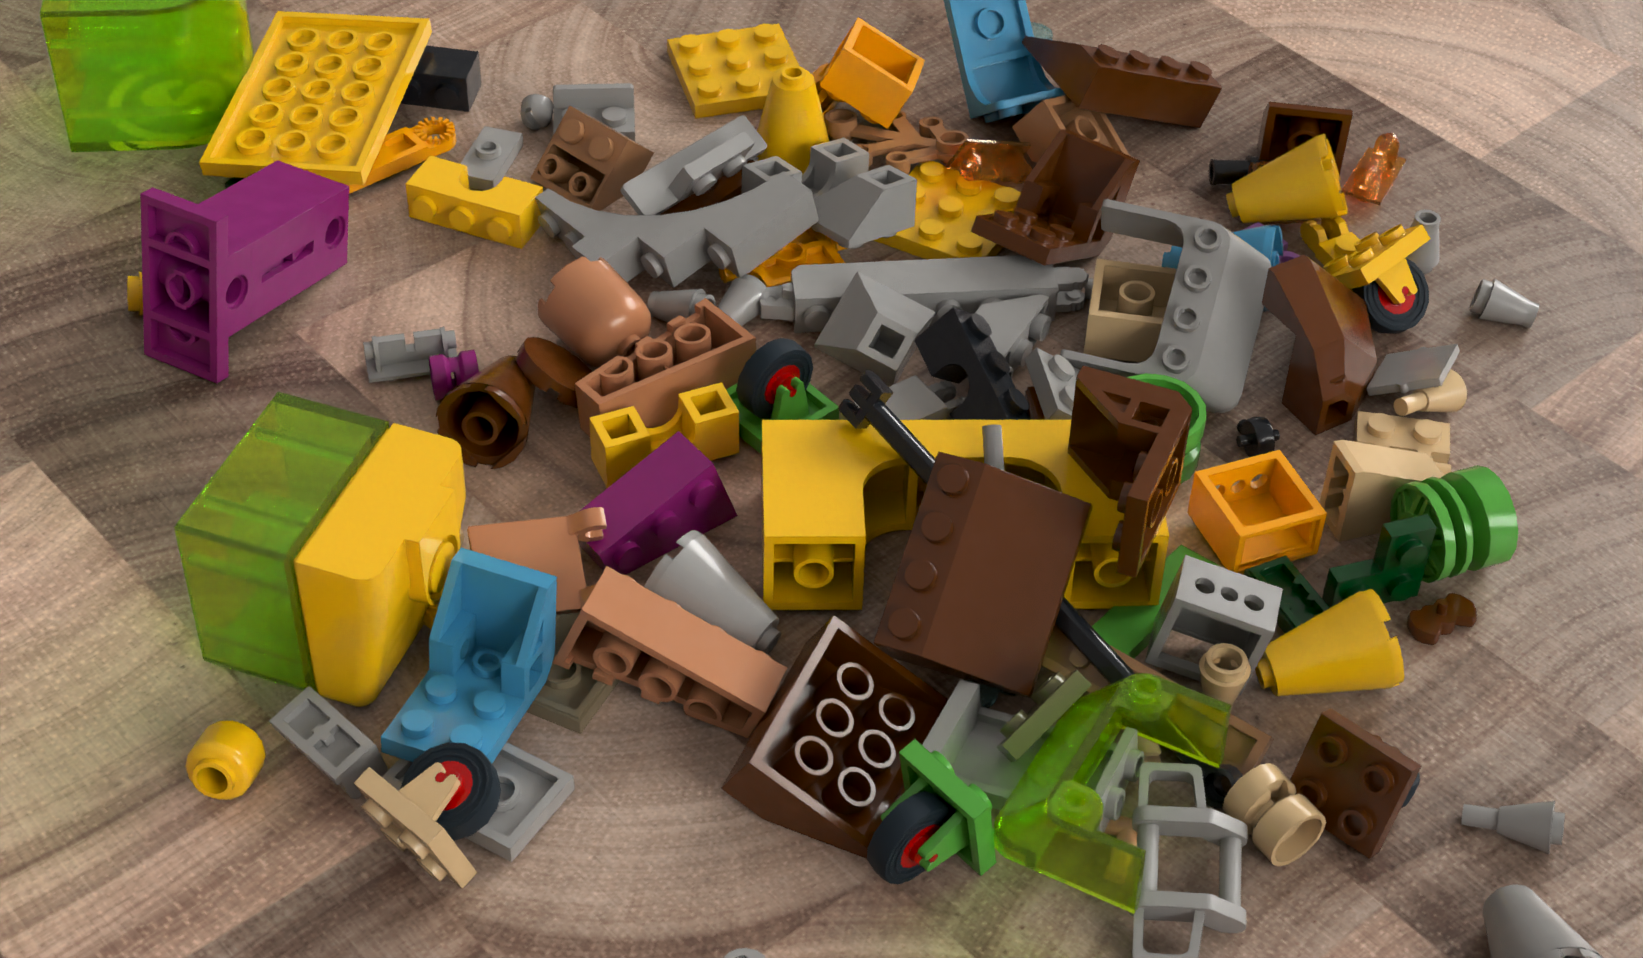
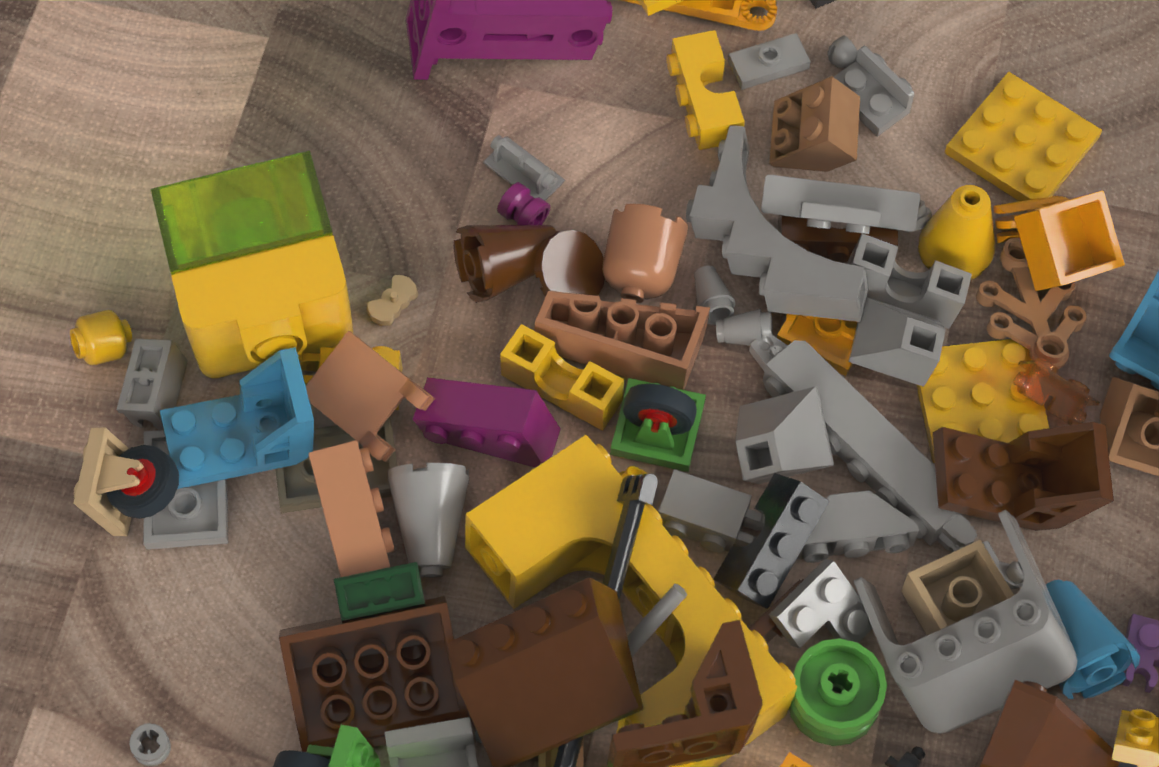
camera: 55 degrees right, 20 degrees up
(769, 663) = (379, 591): none -> dark green plate

